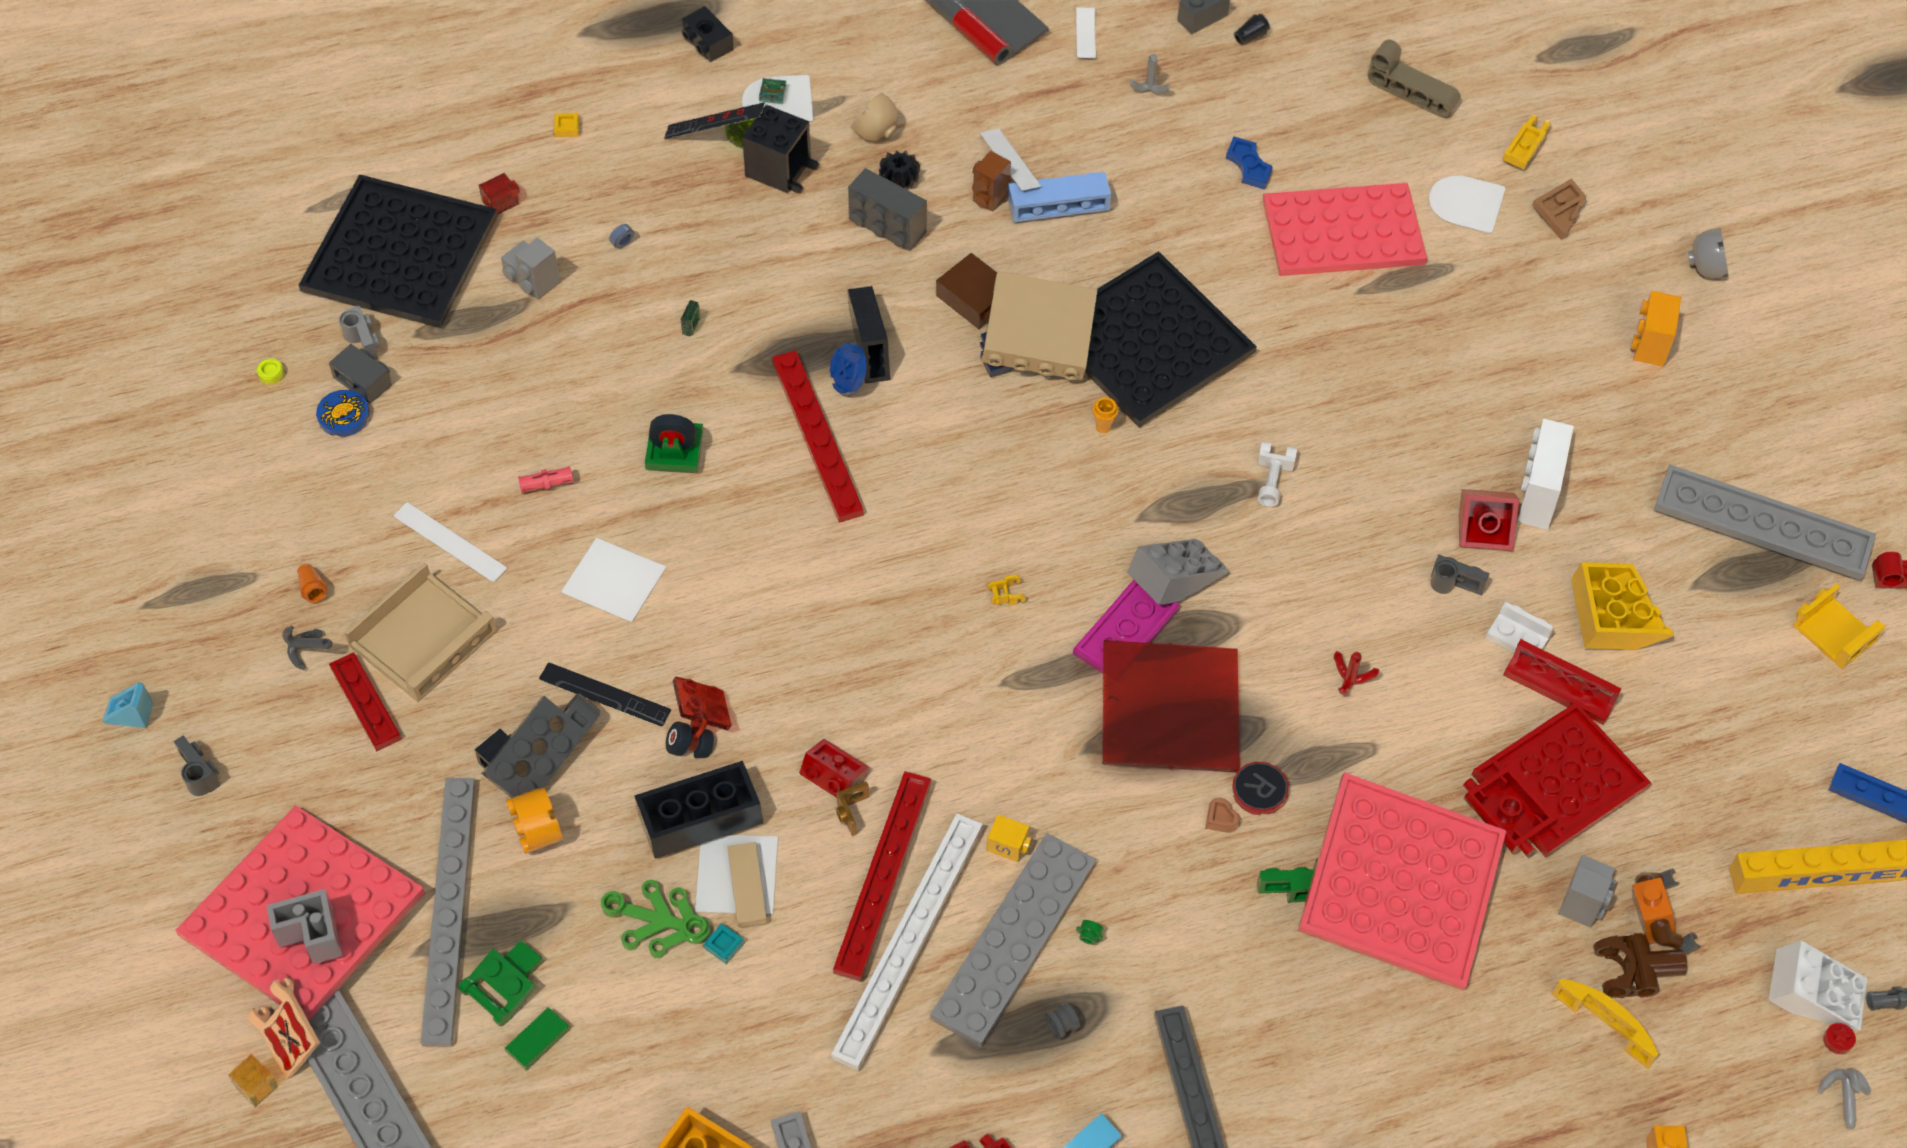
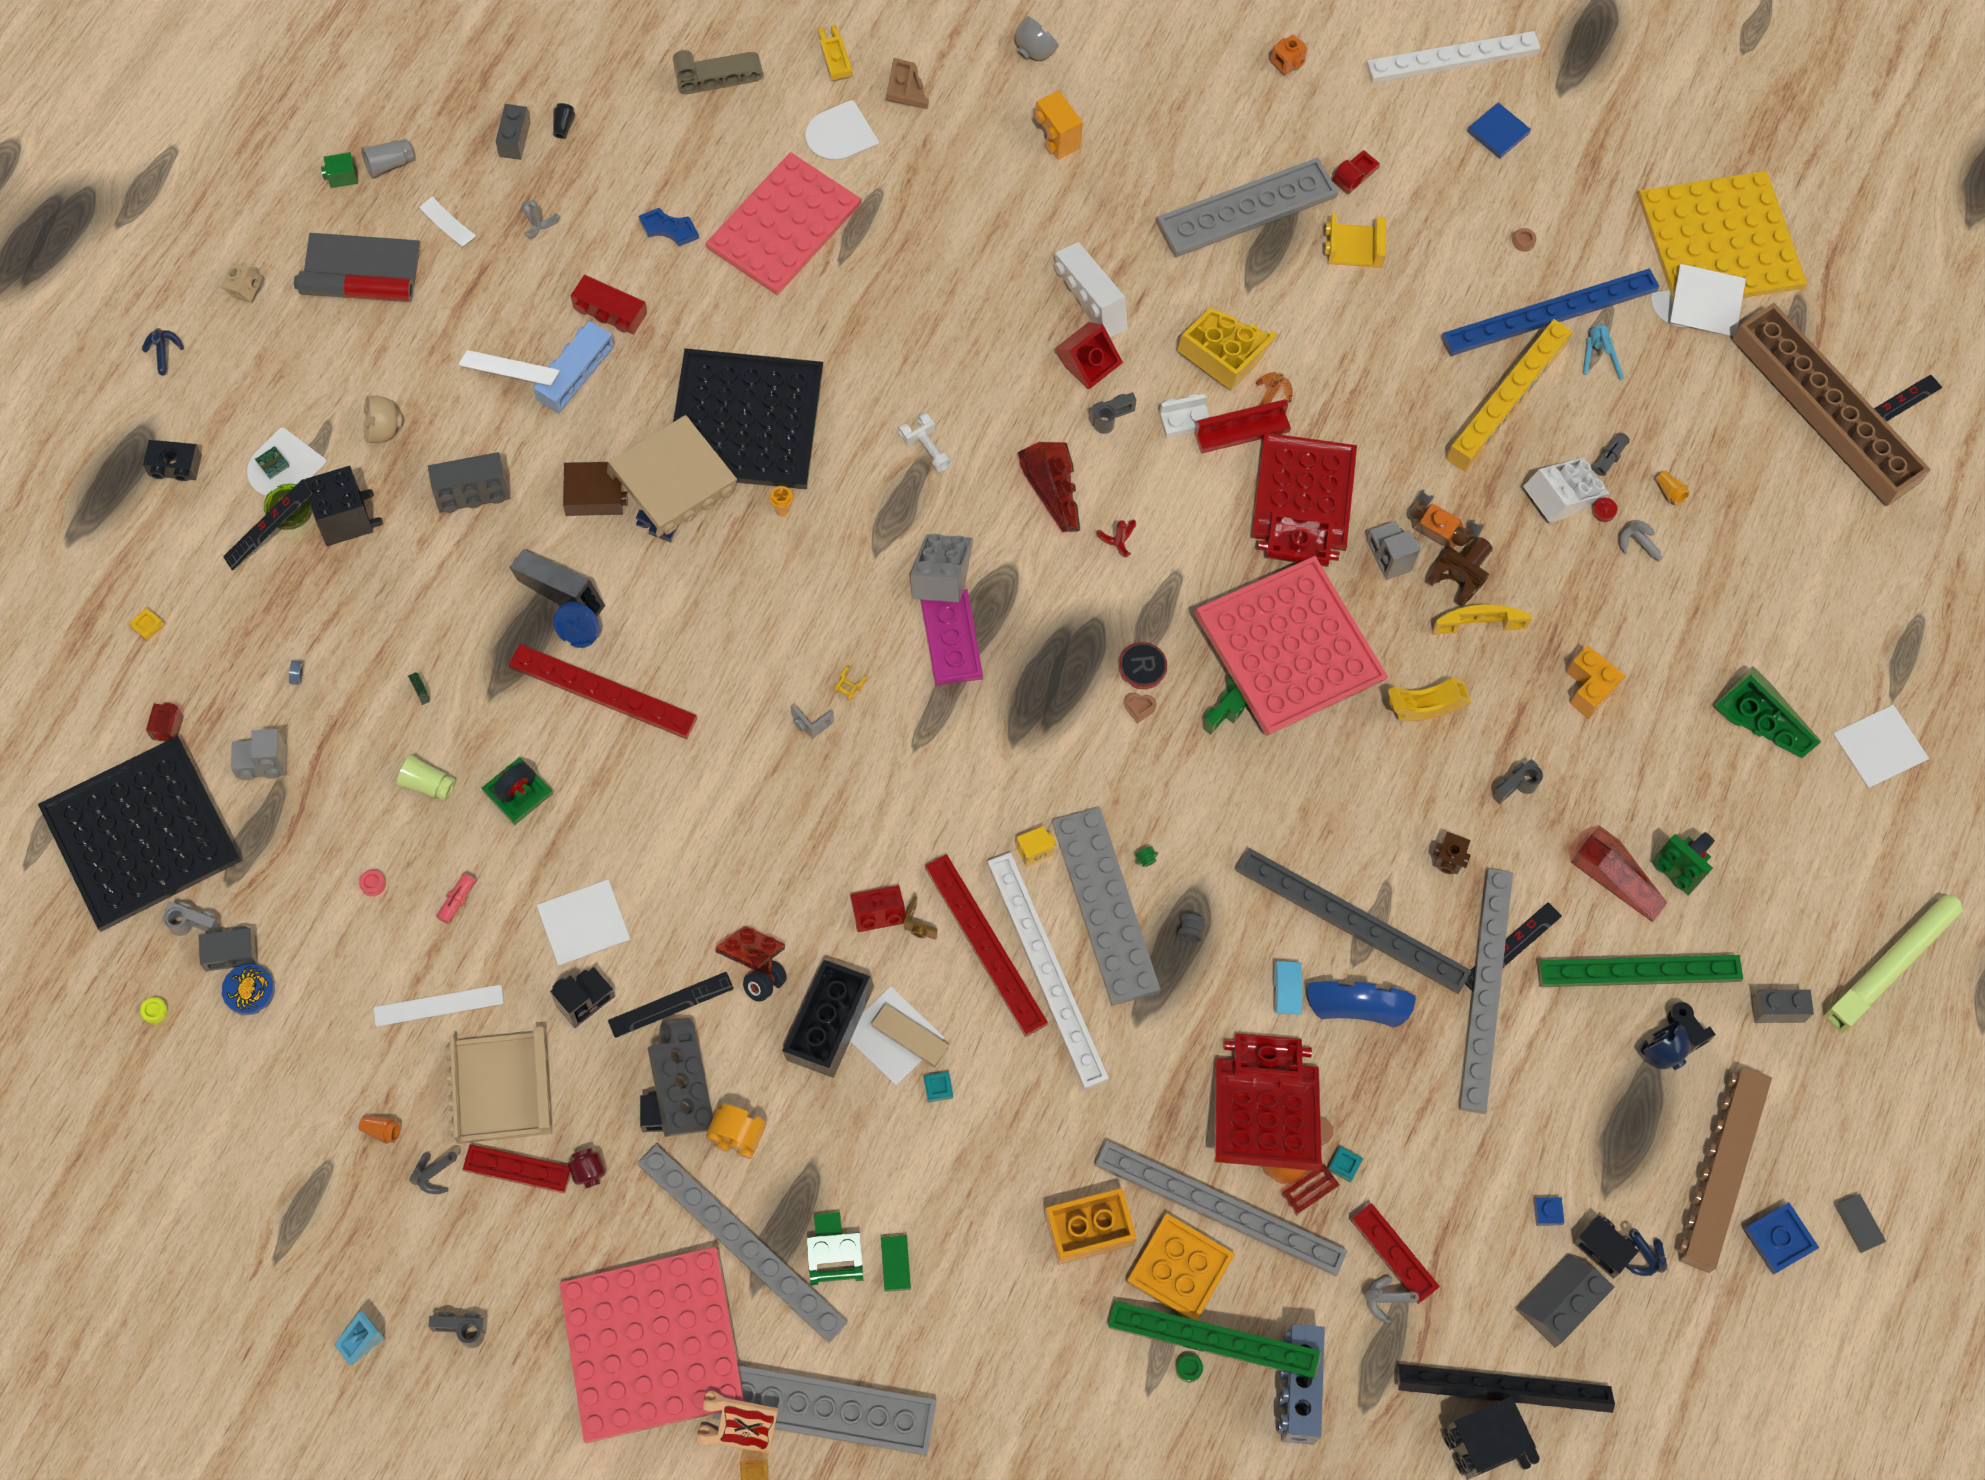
camera: 50 degrees left, 10 degrees up
(308, 920) = (681, 1339): light grey brick -> none
(407, 745) = (587, 1168): none -> dark red head
(505, 419) = (372, 883): none -> coral tile
(544, 625) = (582, 997): none -> black brick
(620, 379) = (425, 779): none -> yellowish green plant
(658, 919) = (882, 1111): bright green plant -> none
(900, 168) = (446, 443): black gear -> none
(939, 594) = (812, 730): none -> light grey bracket
(991, 180) = (516, 396): dark orange brick -> none
(1136, 177) = (608, 304): none -> red brick
(1170, 706) = (1034, 663): clear red piece -> none
(1346, 582) = (1049, 472): none -> clear red wedge
(1472, 1037) = (1429, 702): none -> yellow arch
(1631, 671) = (1276, 381): none -> clear orange piece

